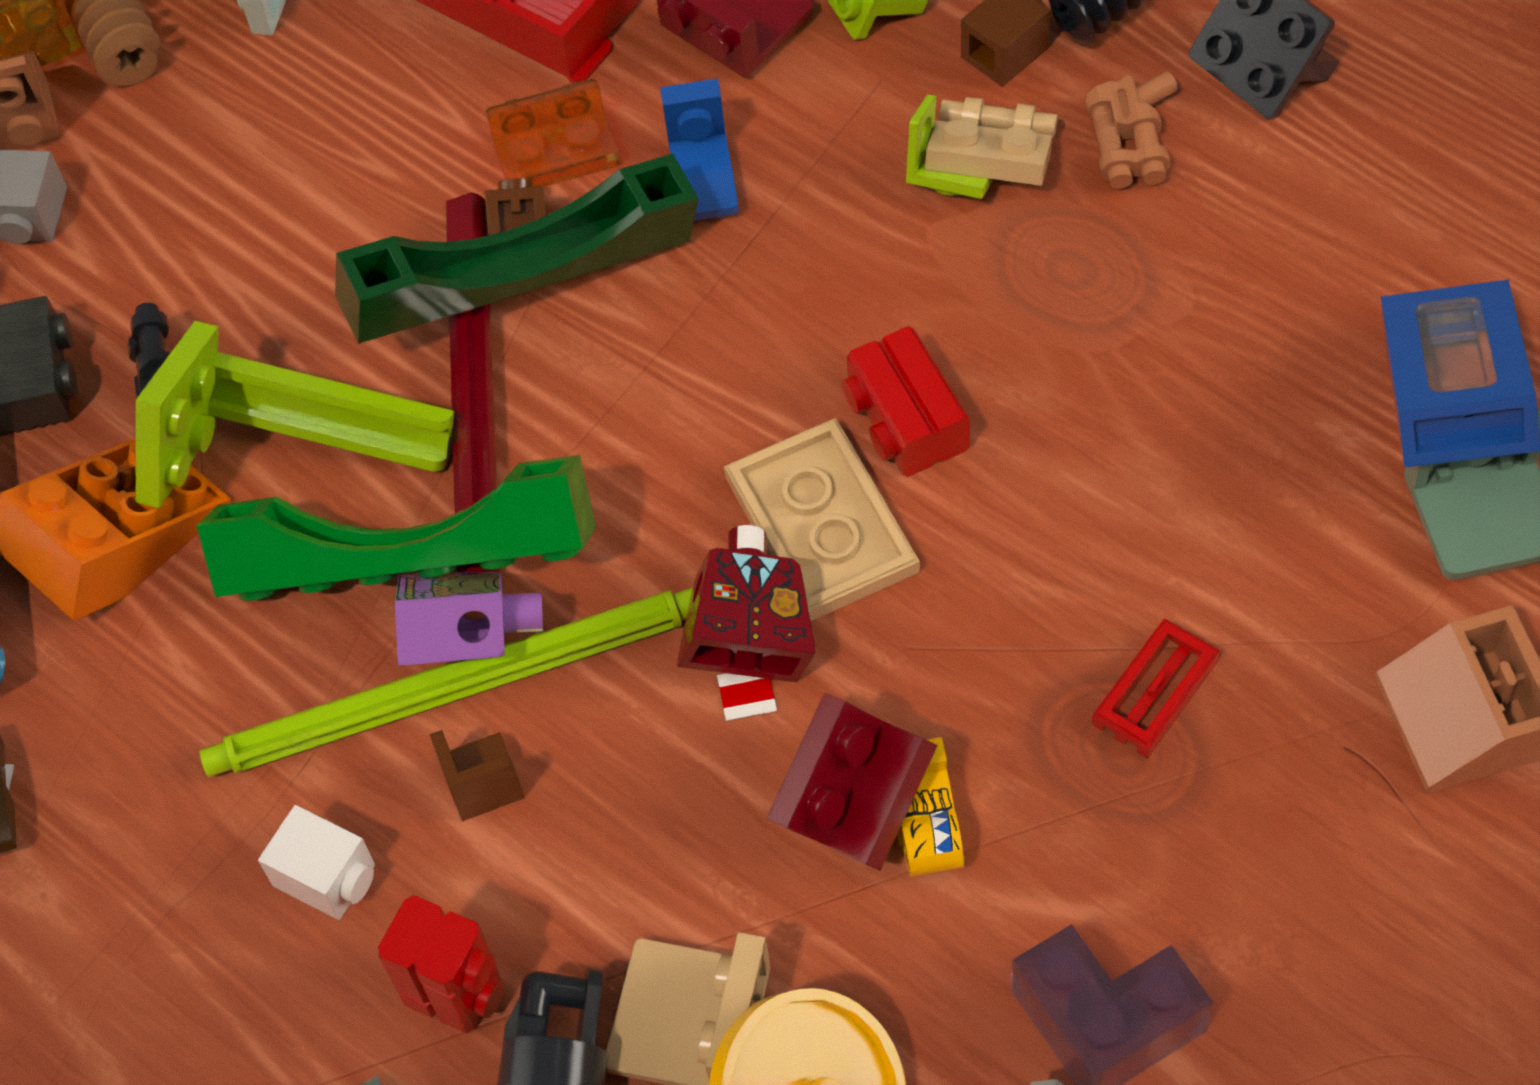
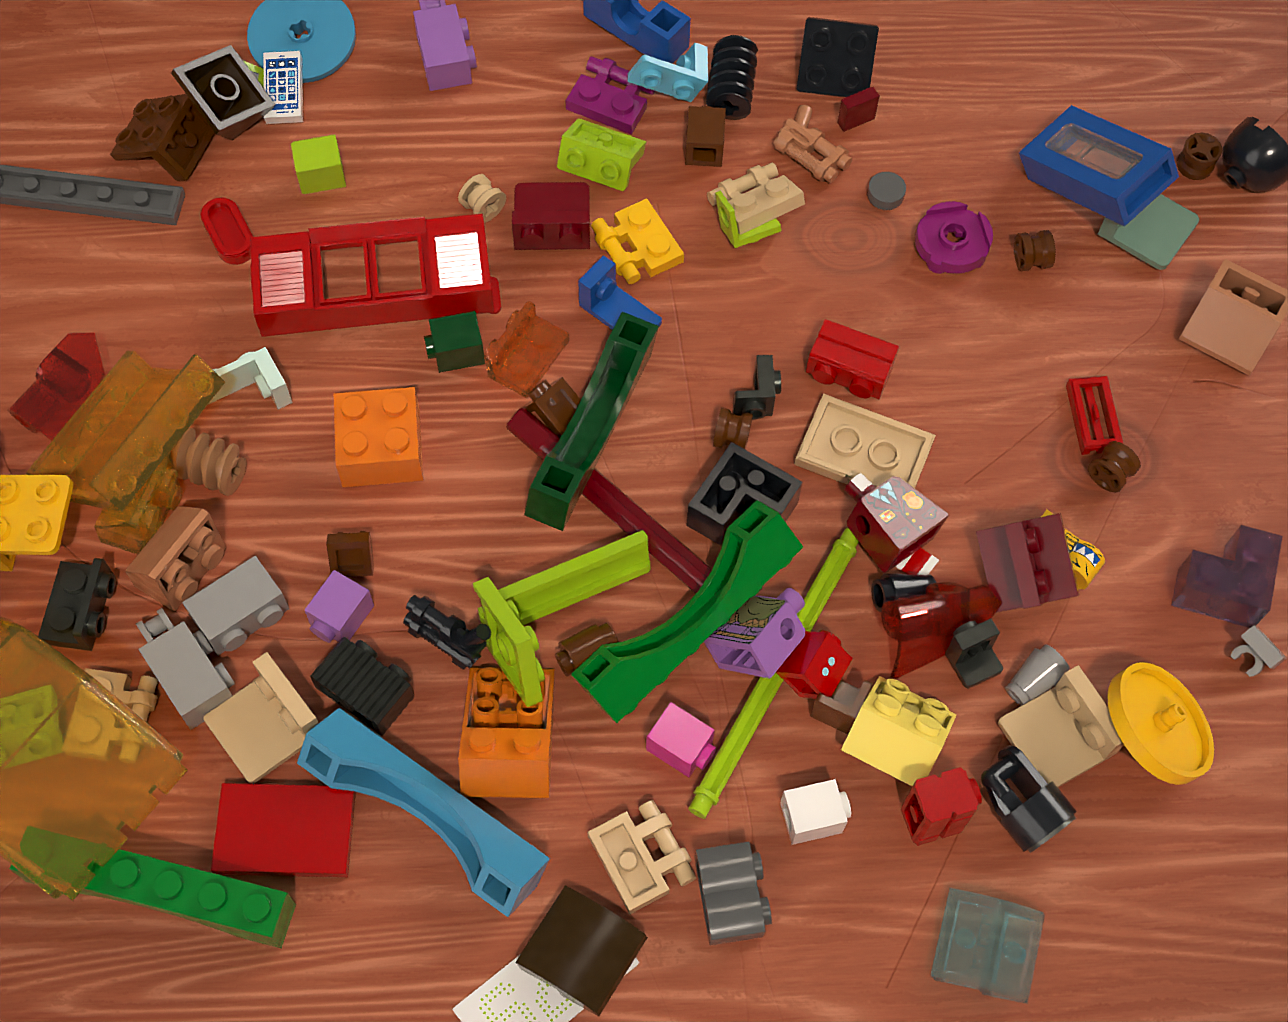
camera: 50 degrees left, 5 degrees up
(81, 754) = (629, 861): none -> tan plate
(82, 269) = (338, 608): none -> medium lavender brick
(140, 873) = (731, 893): none -> dark grey brick
(152, 222) = (350, 553): none -> reddish brown tile
(262, 483) = (582, 645): none -> reddish brown brick
(263, 669) = (681, 740): none -> brick
(301, 121) = (378, 437): none -> orange brick
(484, 74) = (455, 342): none -> dark green brick
(487, 701) = (815, 665): none -> red brick
(506, 853) = (899, 731): none -> light yellow slope
(615, 447) = (734, 486): none -> black brick
(676, 769) = (927, 621): none -> clear red panel
(681, 381) = (732, 429): none -> reddish brown wheel
(683, 706) = (898, 586): none -> black cone
(686, 837) = (973, 652): none -> pearl dark grey bracket
(717, 924) = (1037, 675): none -> light grey cone
(768, 361) = (762, 399): none -> pearl dark grey bracket
(822, 111) = (646, 235): none -> yellow plate
(1103, 761) = (1114, 466): none -> reddish brown wheel
(1173, 240) = (886, 190): none -> dark grey tile
(1187, 379) = (949, 256): none -> magenta plate
(1232, 118) = (858, 109): none -> dark red tile
(1283, 432) = (1034, 250): none -> reddish brown wheel

